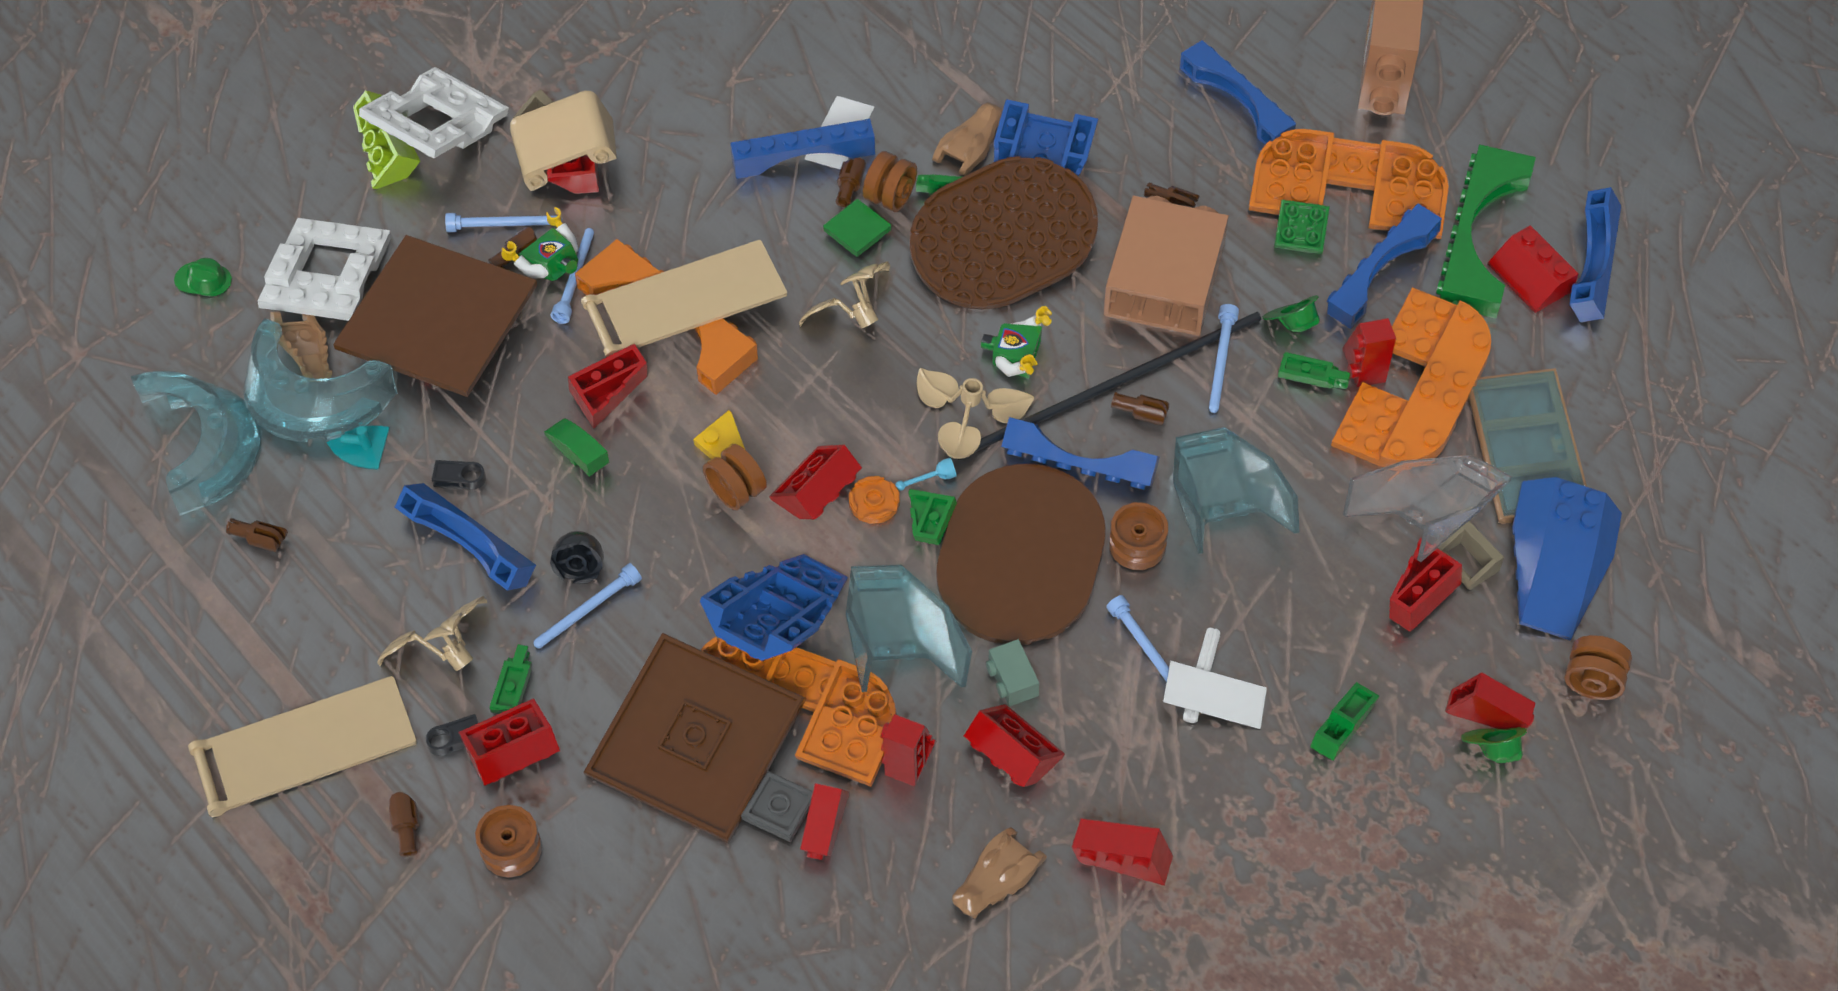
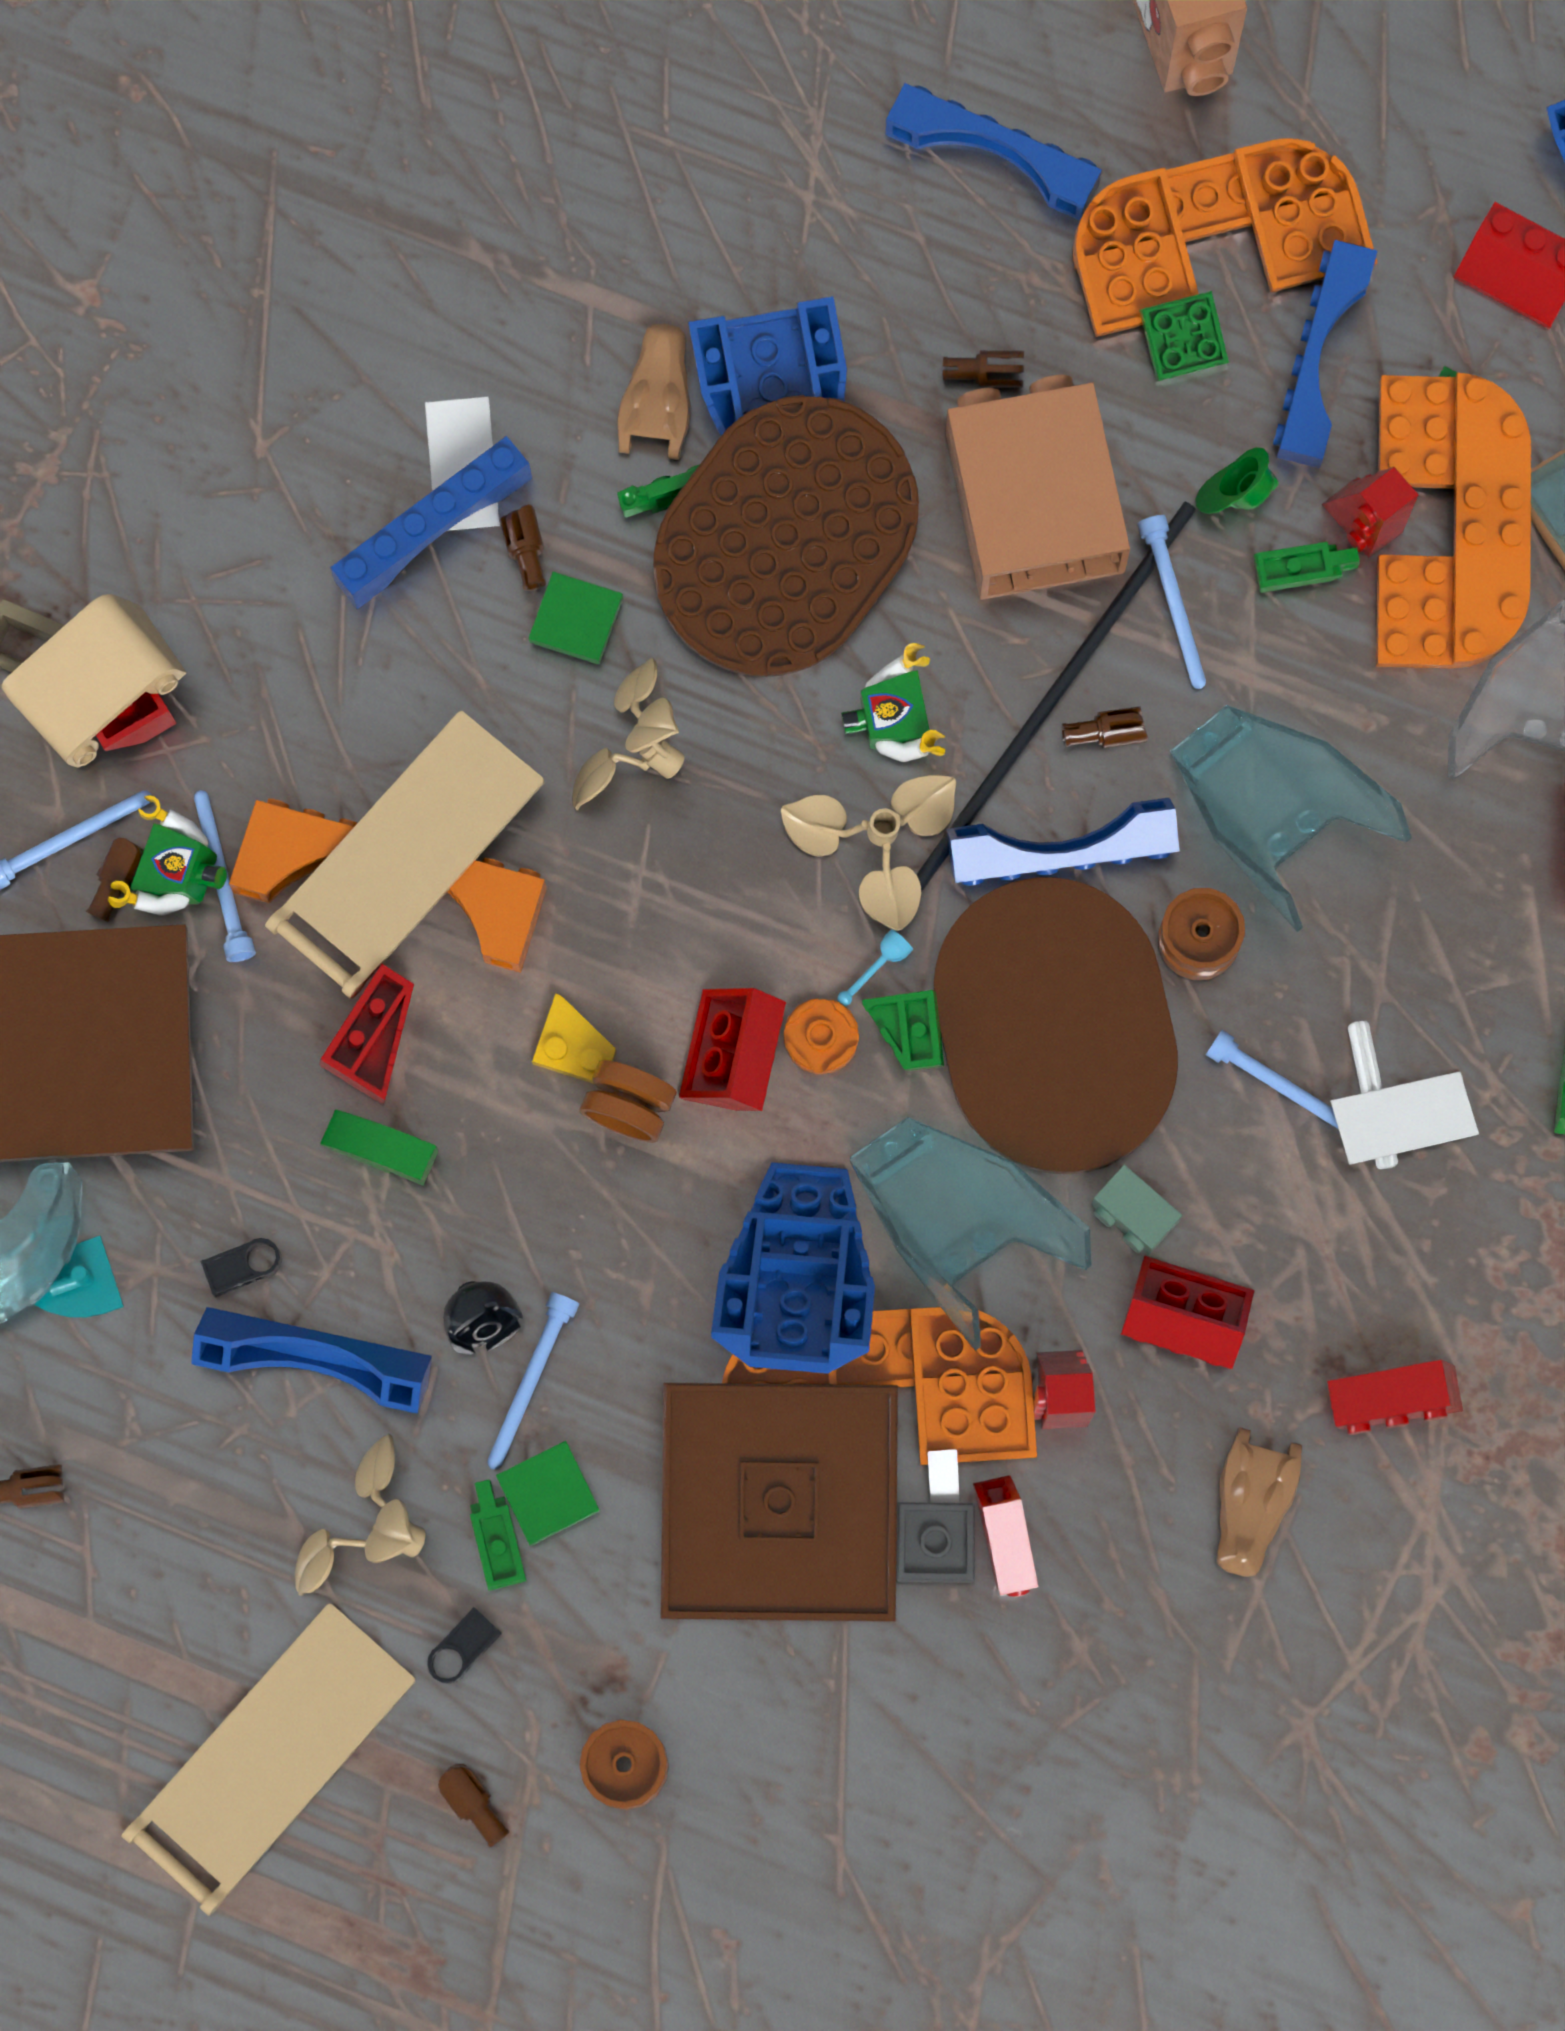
camera: 25 degrees left, 20 degrees up
(509, 741) = (543, 1625): red slope -> none
(558, 672) = (548, 1493): none -> green tile
(806, 768) = (943, 1476): none -> white sticker
(890, 181) = (589, 528): dark orange wheel -> none
(1493, 176) = (1439, 321): green arch -> none

